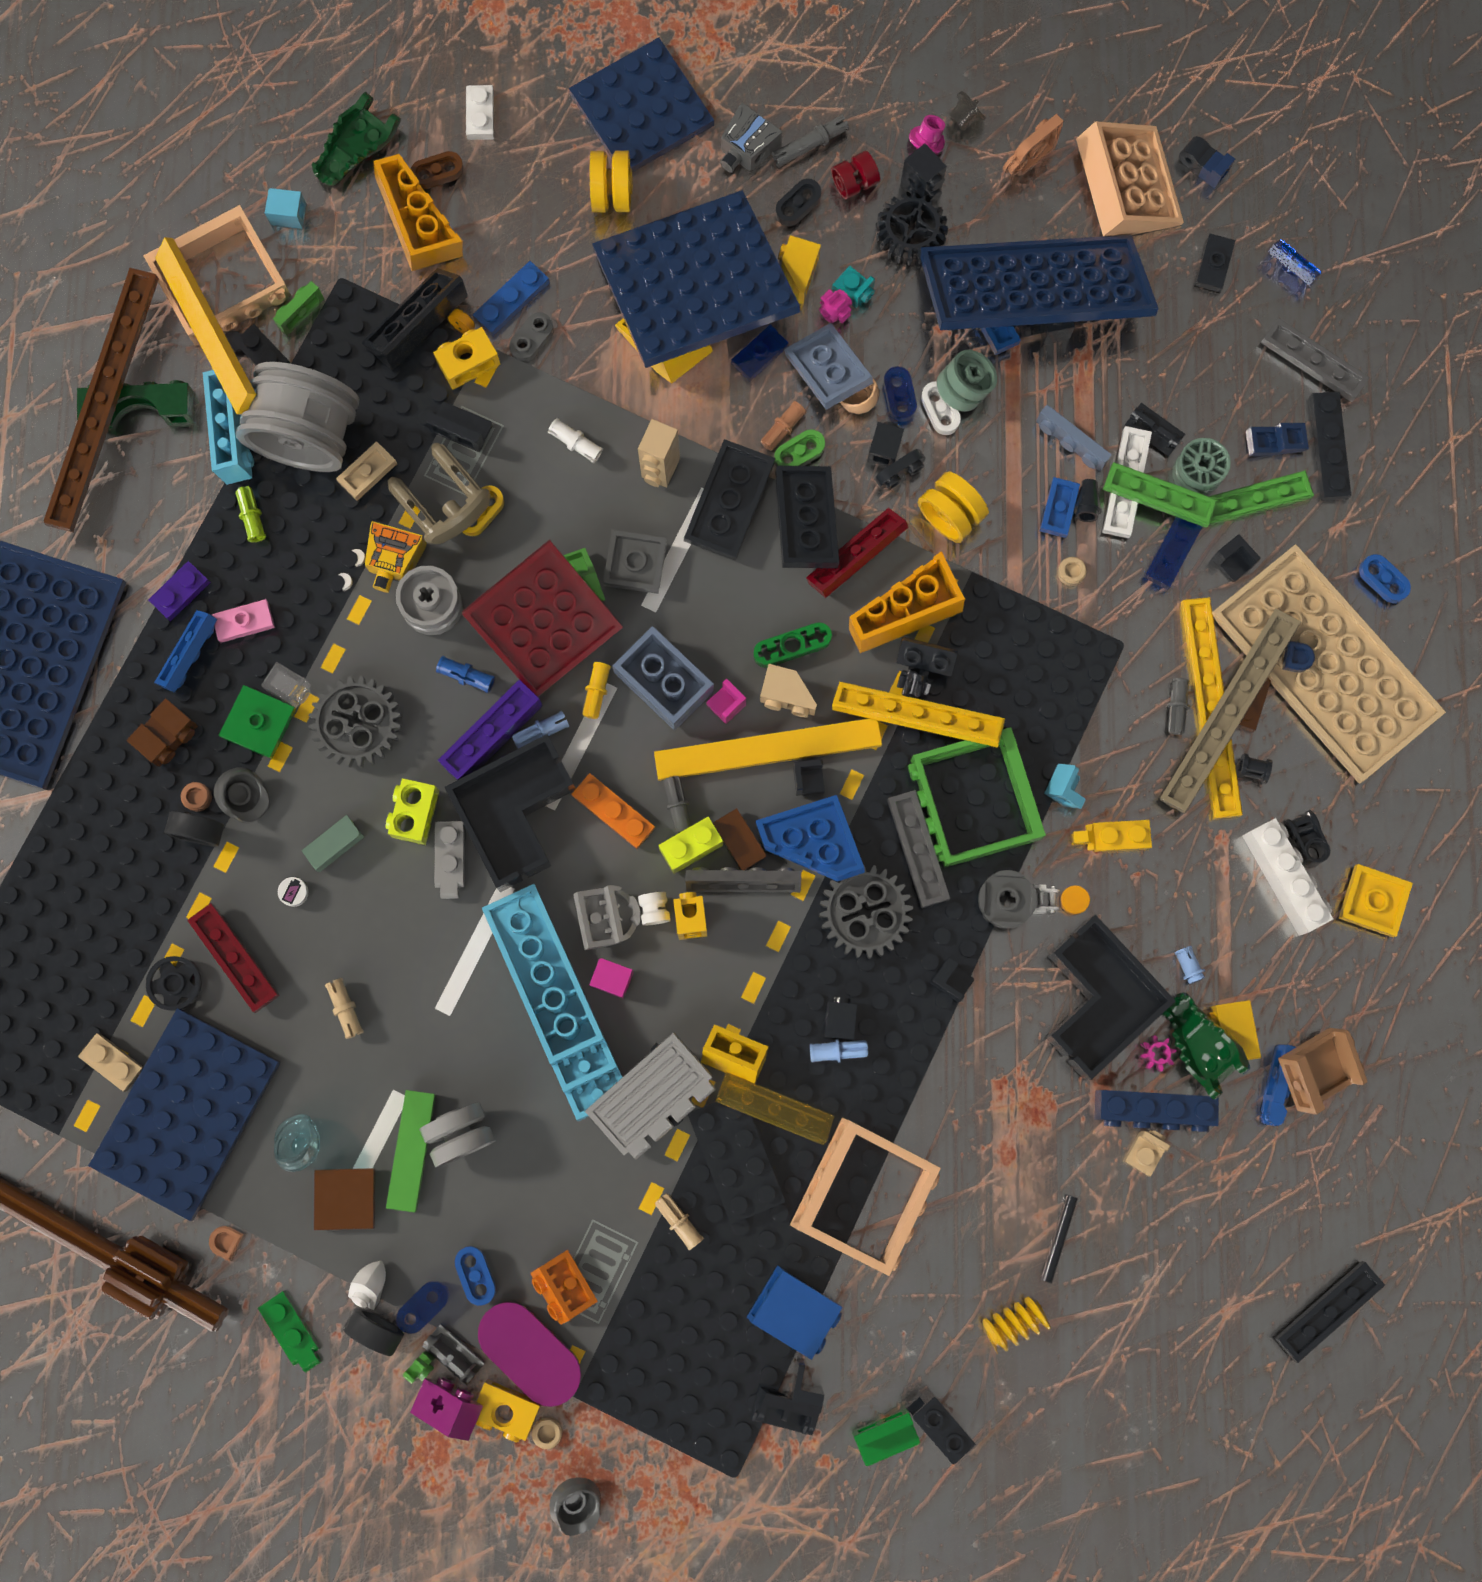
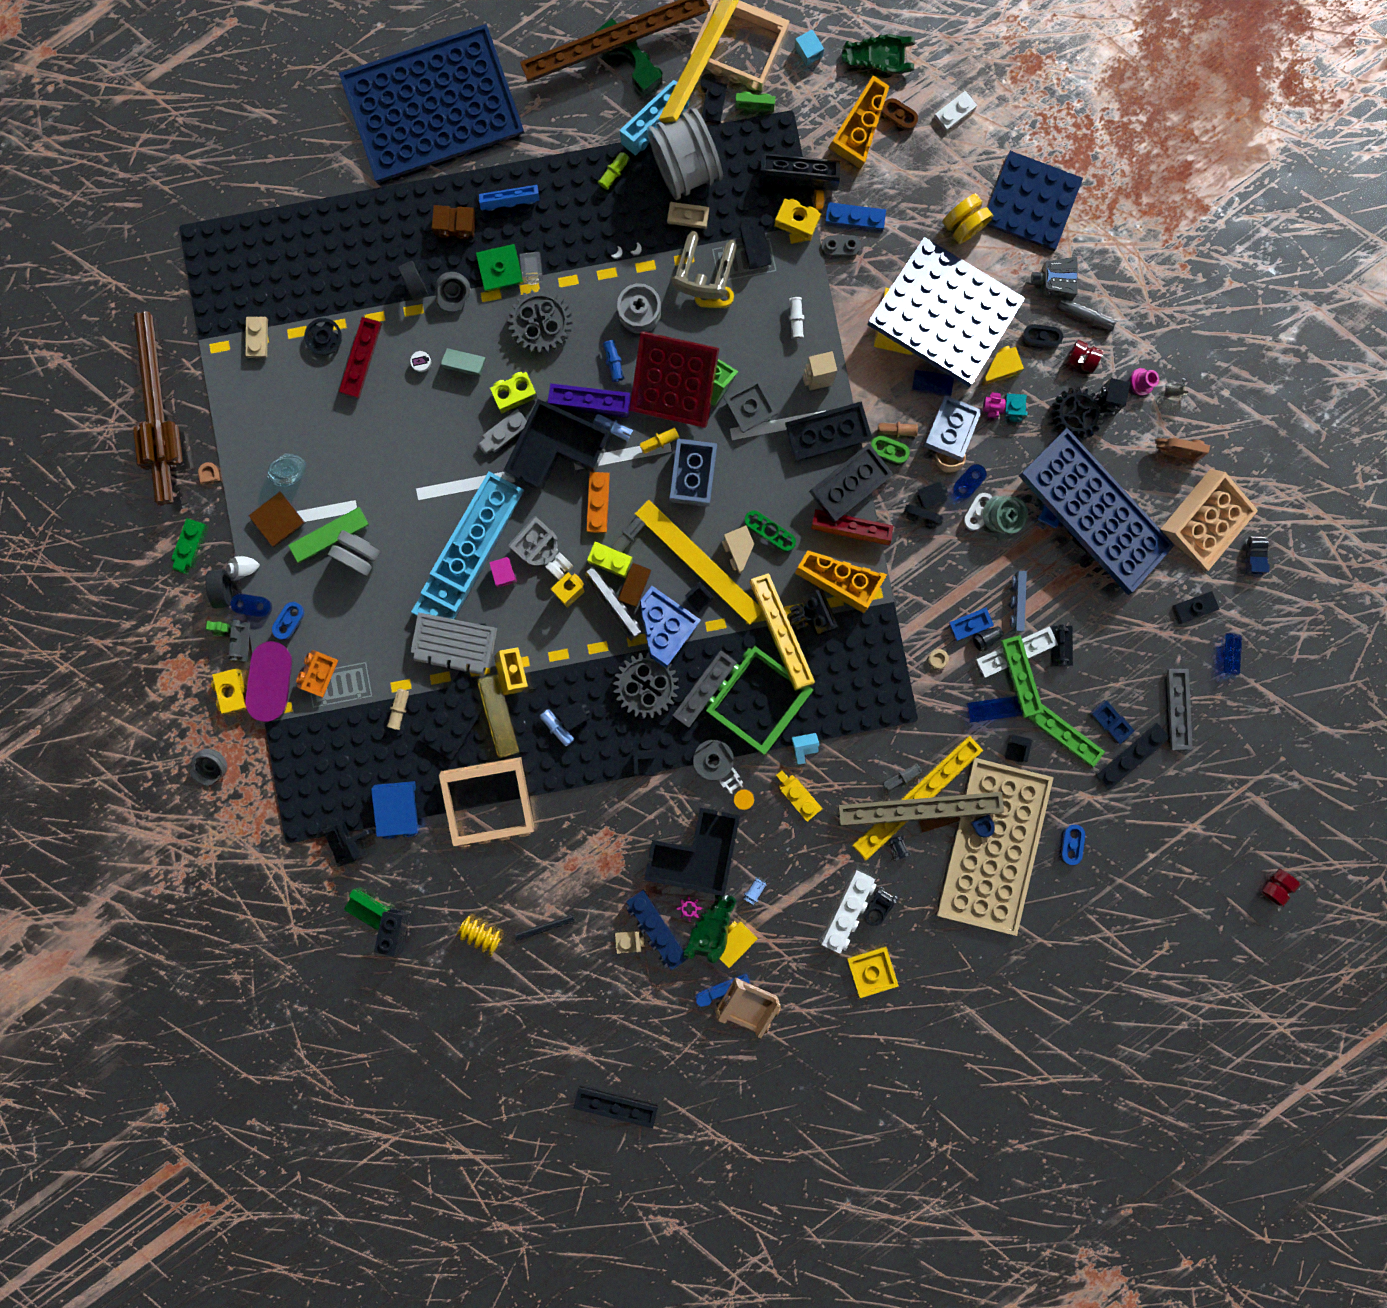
camera: 55 degrees right, 5 degrees up
(179, 591) = (540, 166): dark purple plate -> none
(184, 1114) = (258, 398): dark blue plate -> none
(196, 796) = (433, 267): nougat tile -> none
(243, 621) = (550, 215): bright pink plate -> none
(344, 1008) = (378, 439): tan pin -> none
(392, 554) = (650, 267): torso -> none
(447, 1408) = (207, 658): magenta brick -> none
(547, 1432) = (235, 723): tan tile -> none
(727, 702) = (707, 519): dark pink panel -> none
(953, 507) = (924, 562): yellow wheel -> none
(1201, 466) = (1067, 684): sand green wheel -> none

